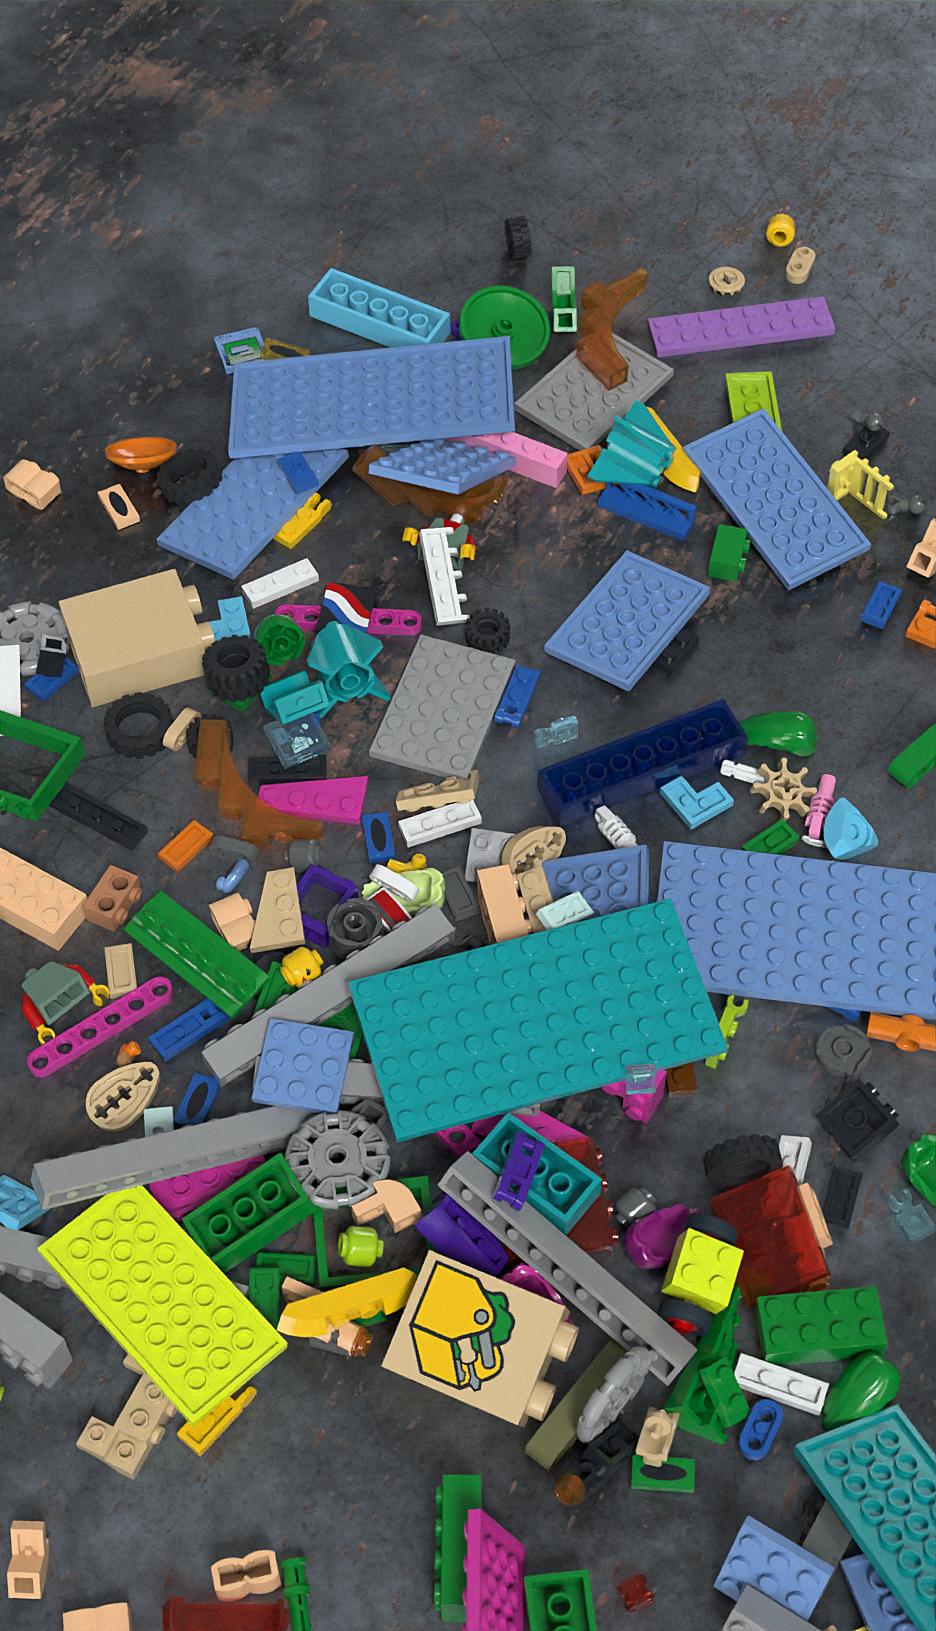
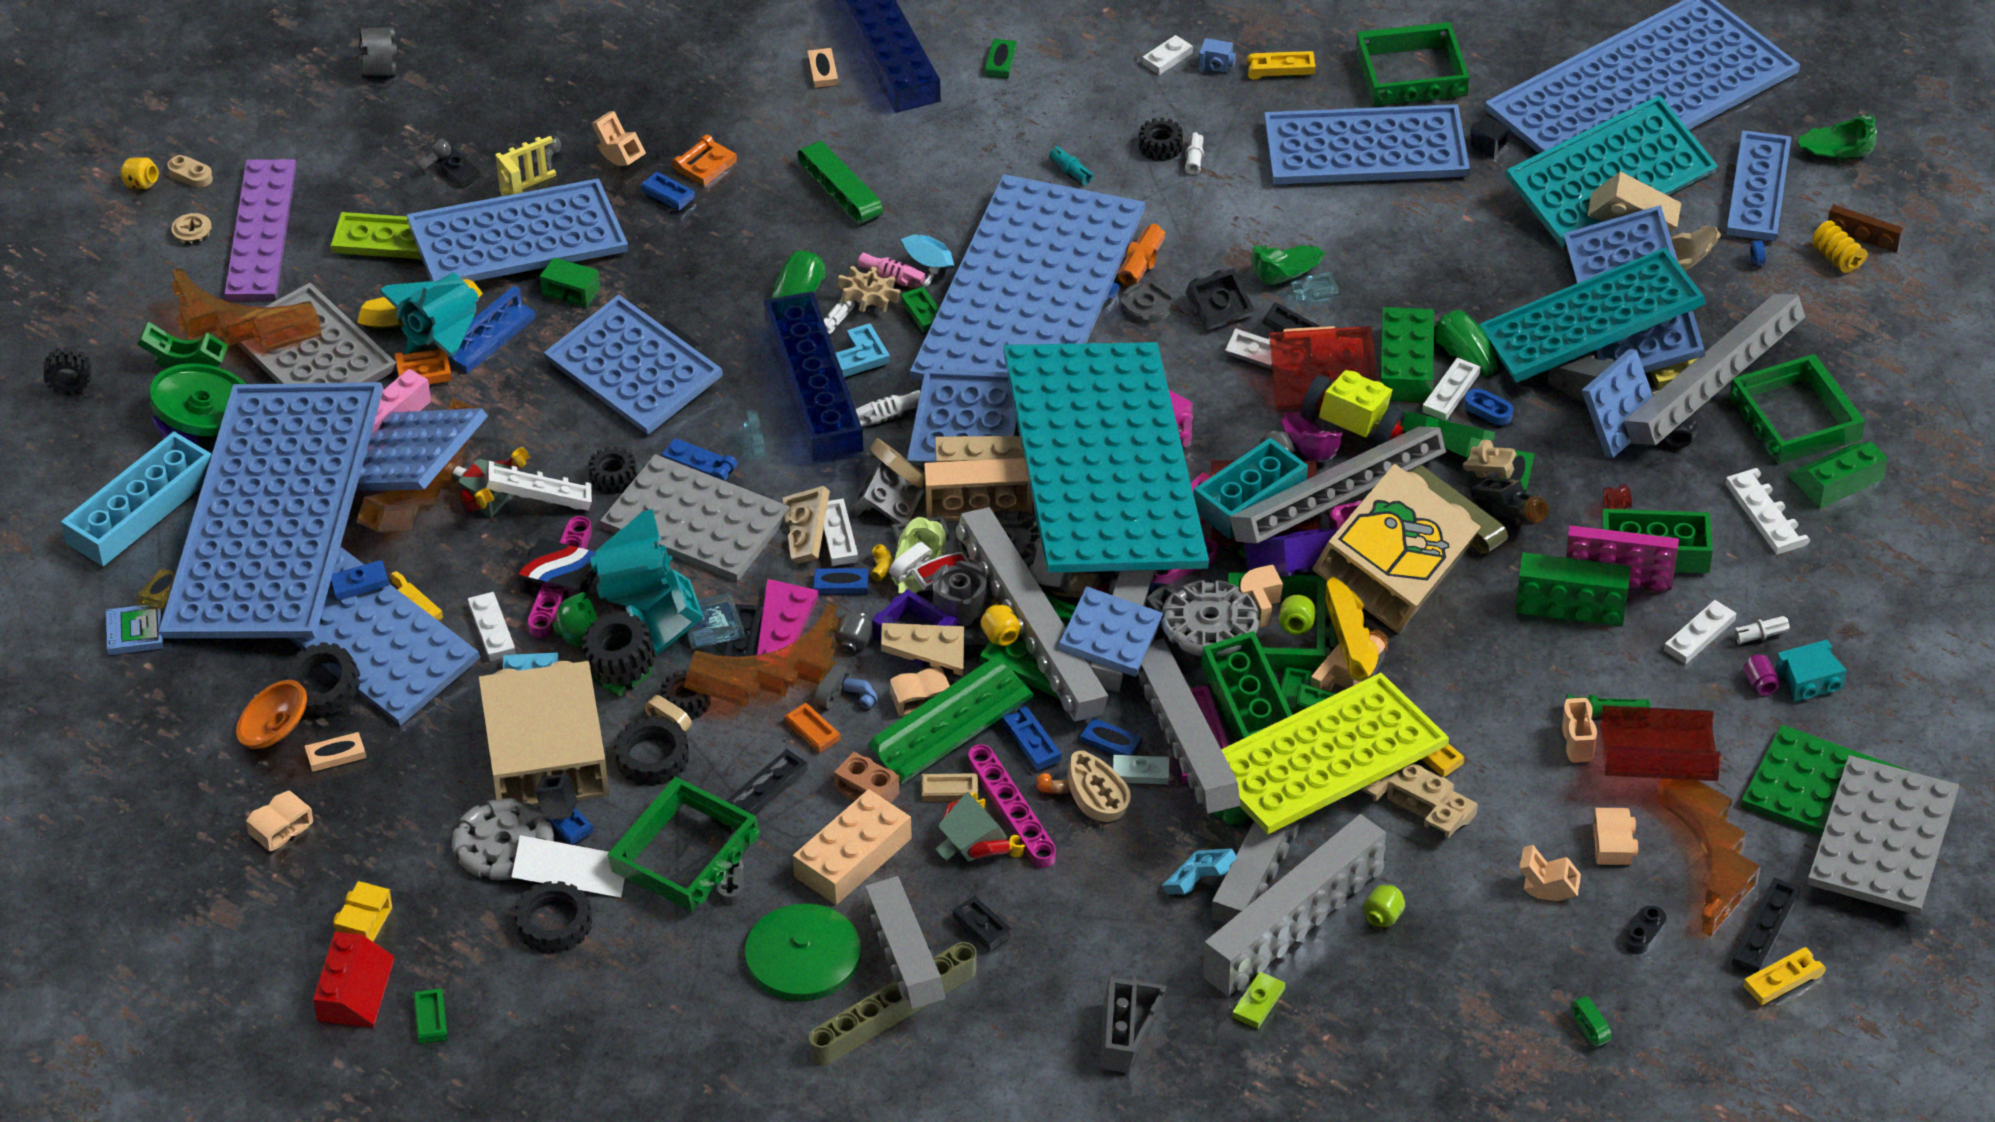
camera: 80 degrees left, 10 degrees down
(518, 1170) = (1259, 480): dark purple plate -> none
(565, 911) = (994, 425): light aqua plate -> none
(620, 1386) = (1459, 465): light grey plate -> none
(640, 1079) = (1178, 397): clear light blue plate -> none
(721, 1162) = (1257, 365): black tyre -> none
(724, 1392) = (1449, 414): green plate -> none

